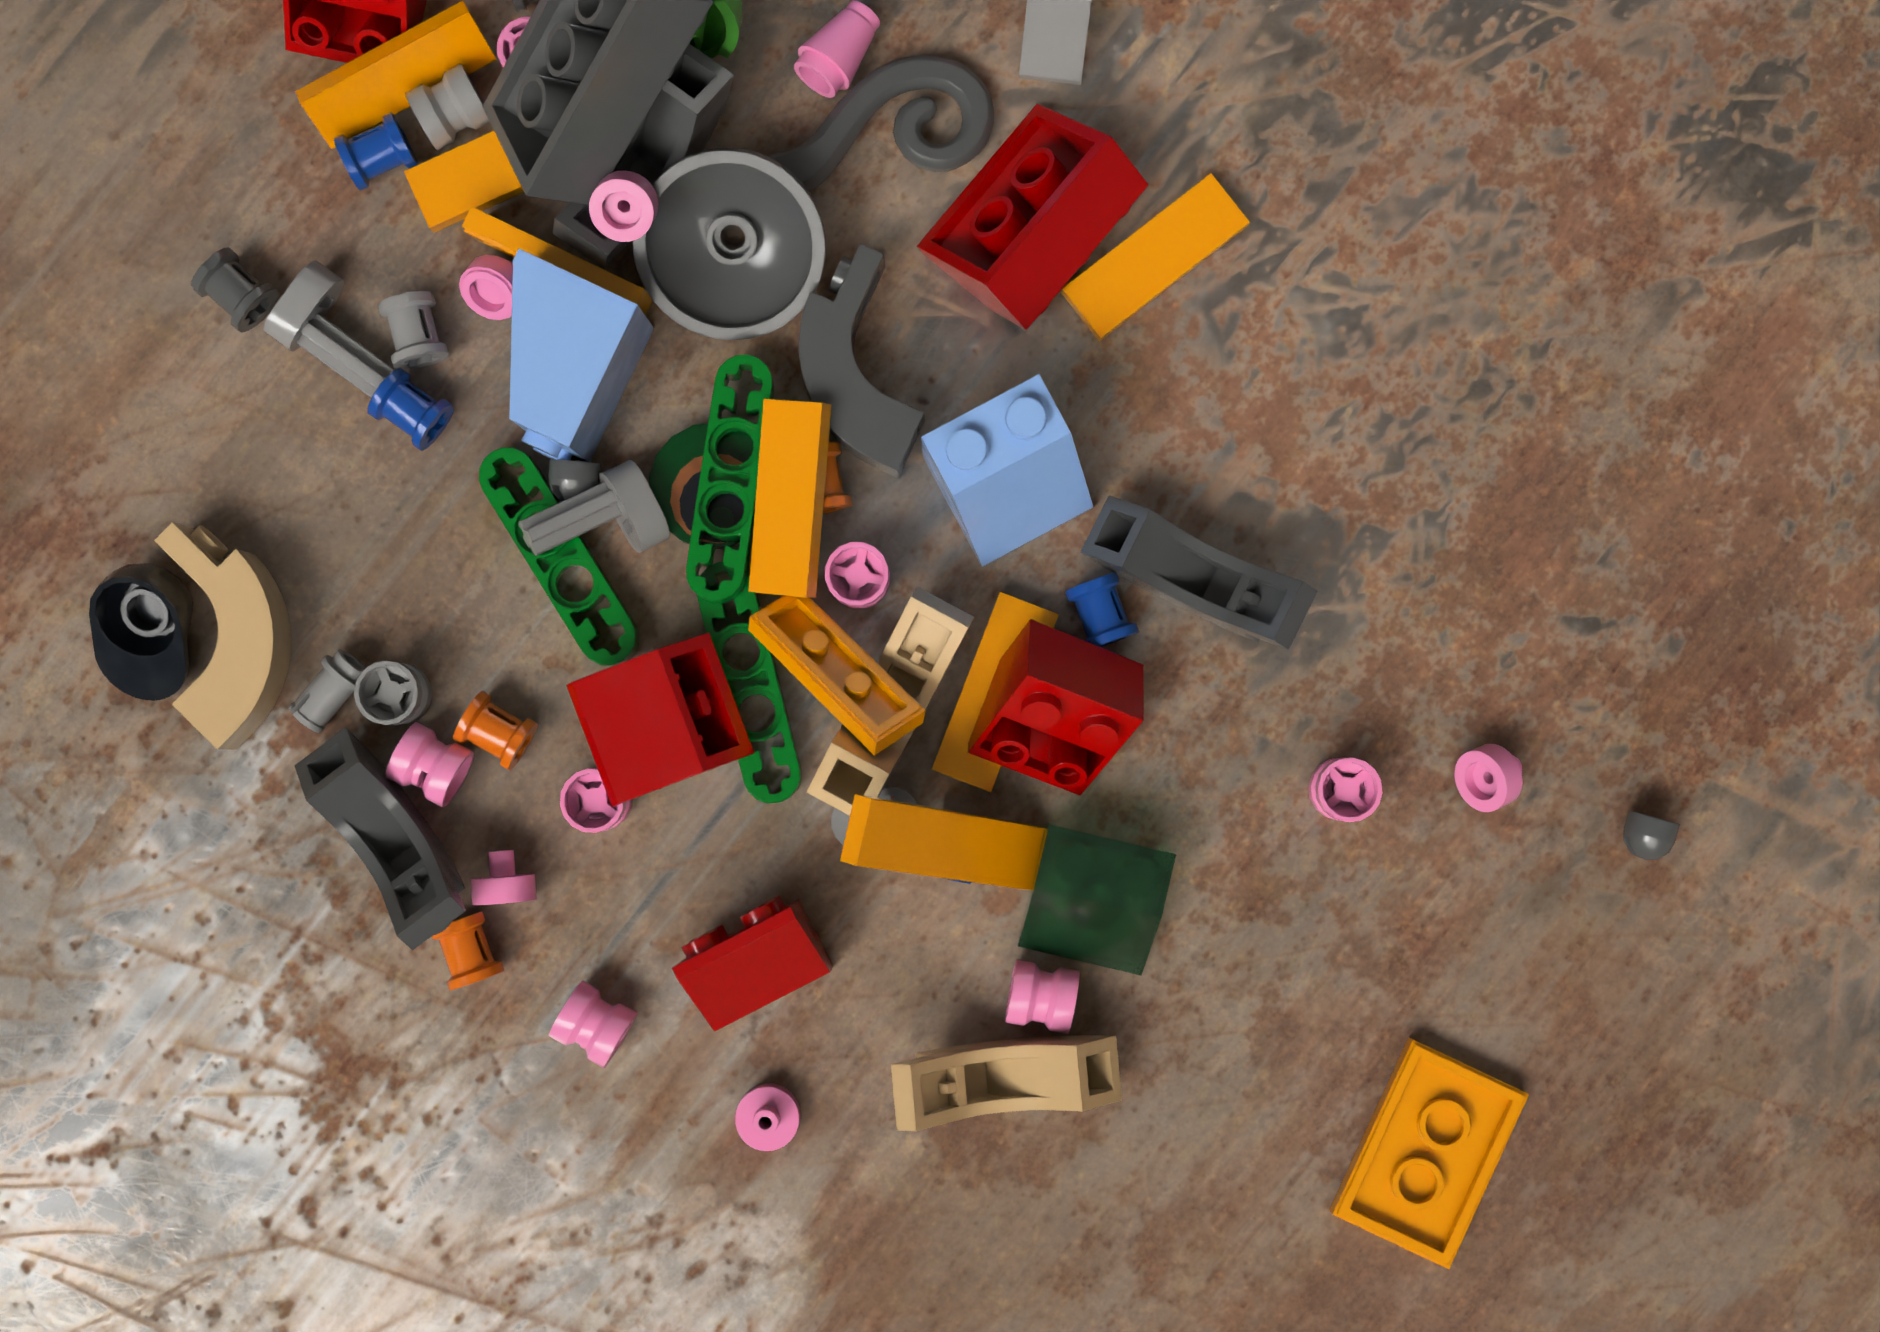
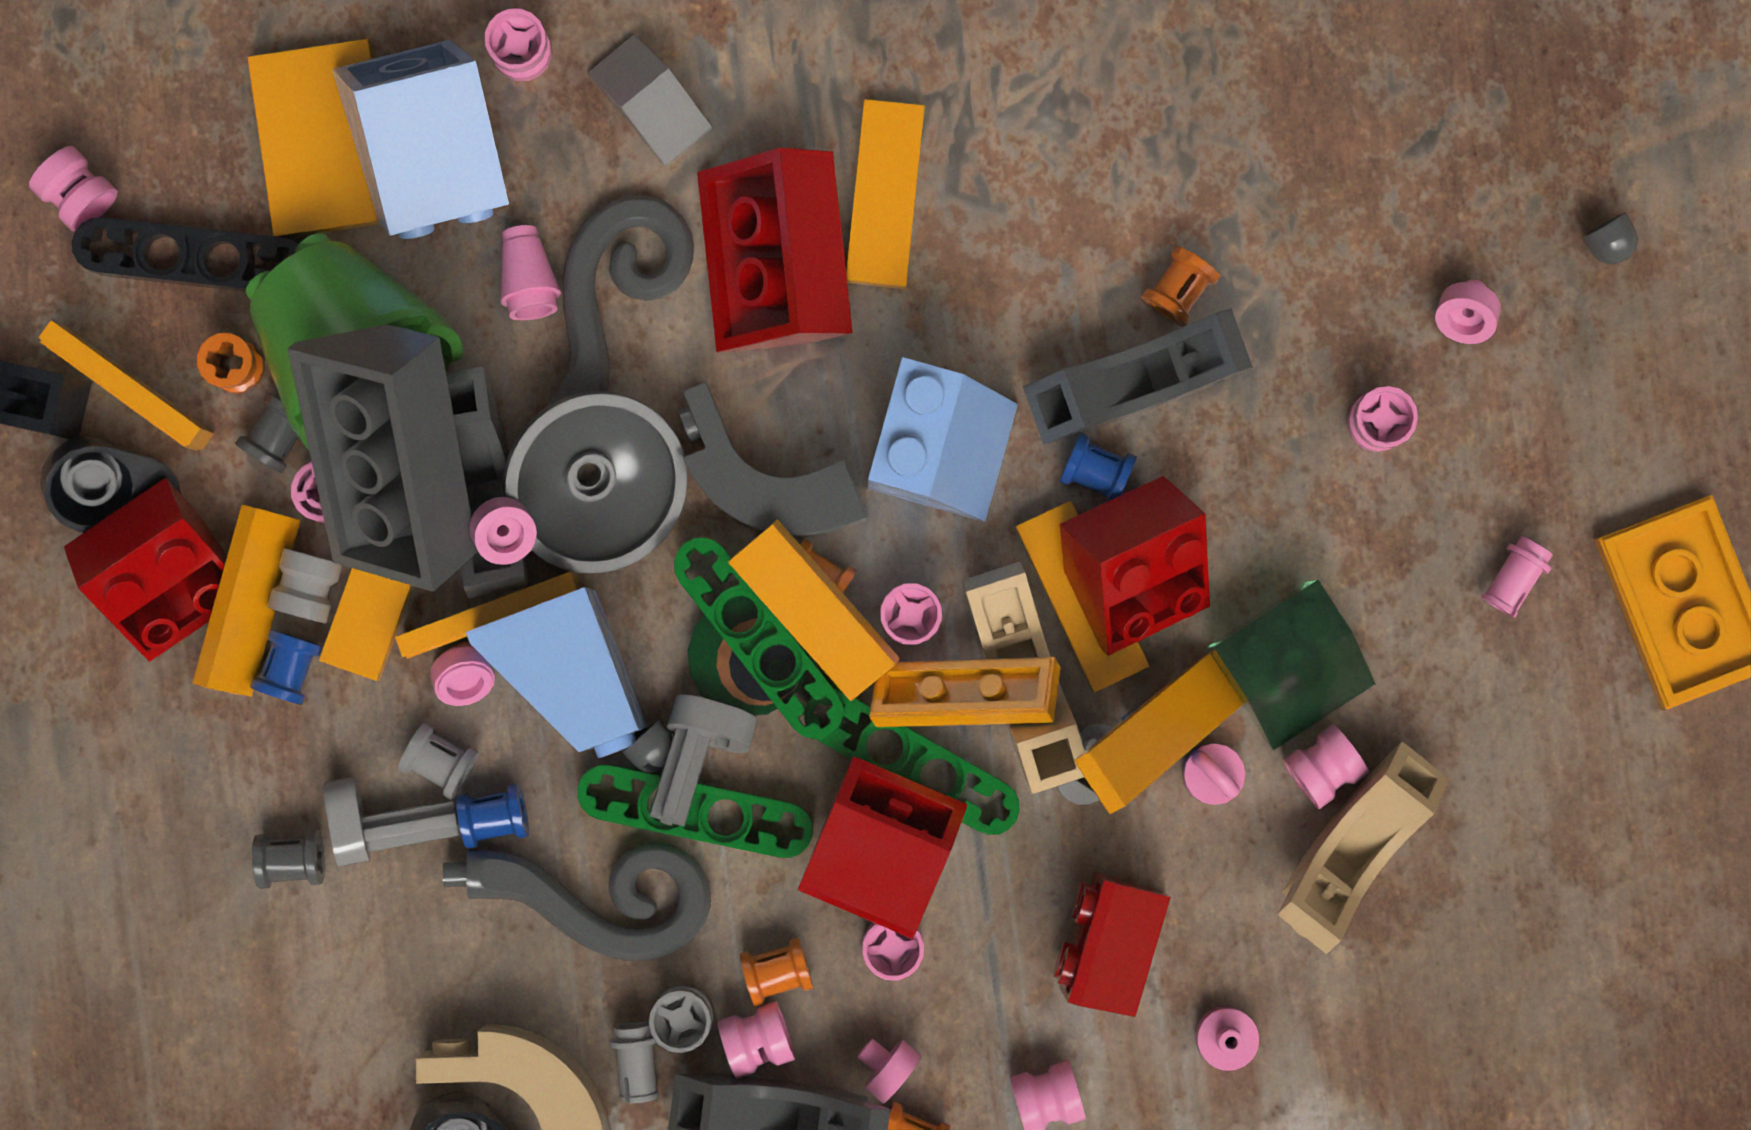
camera: 55 degrees left, 0 degrees up
(381, 471) = (512, 877): none -> dark grey plant
(956, 918) = (1213, 774): none -> bright pink tile
(1319, 548) = (1180, 286): none -> orange bush
(1325, 1005) = (1517, 576): none -> bright pink pin

